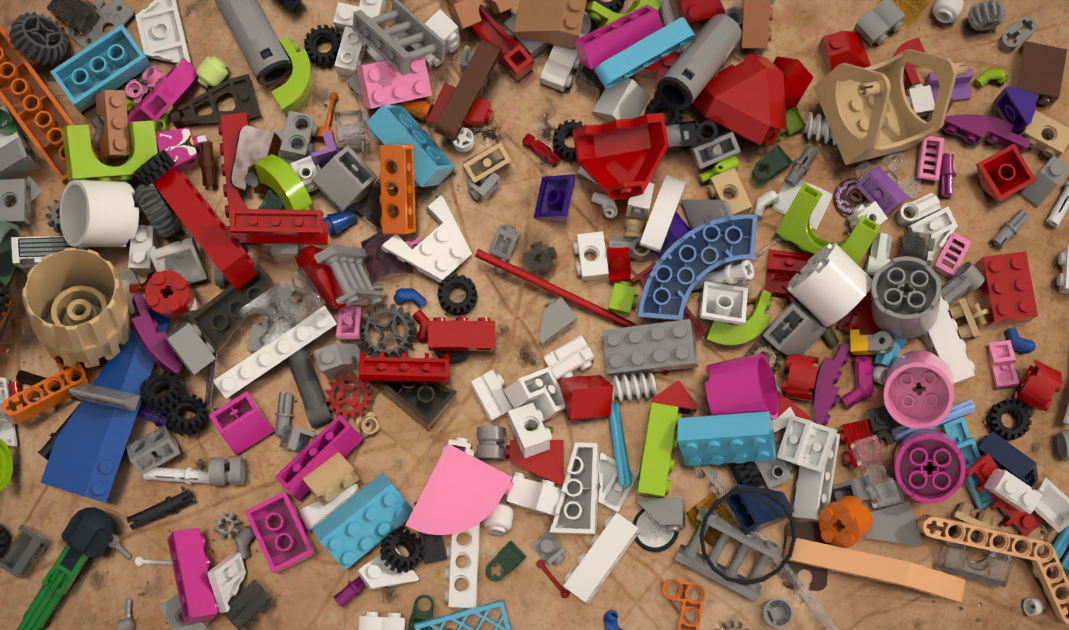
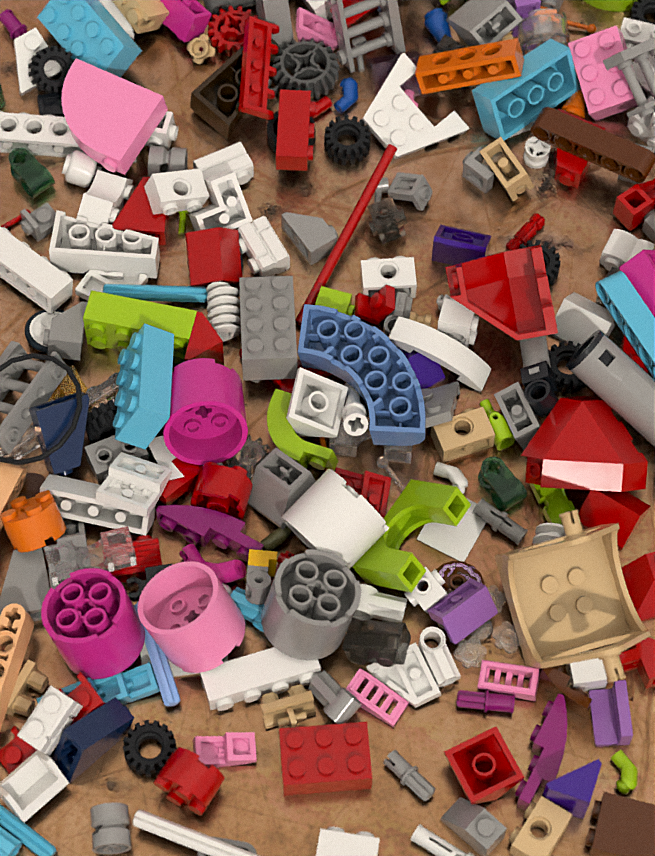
camera: 90 degrees right, 15 degrees down
(1018, 343) = (252, 771): blue arm -> none

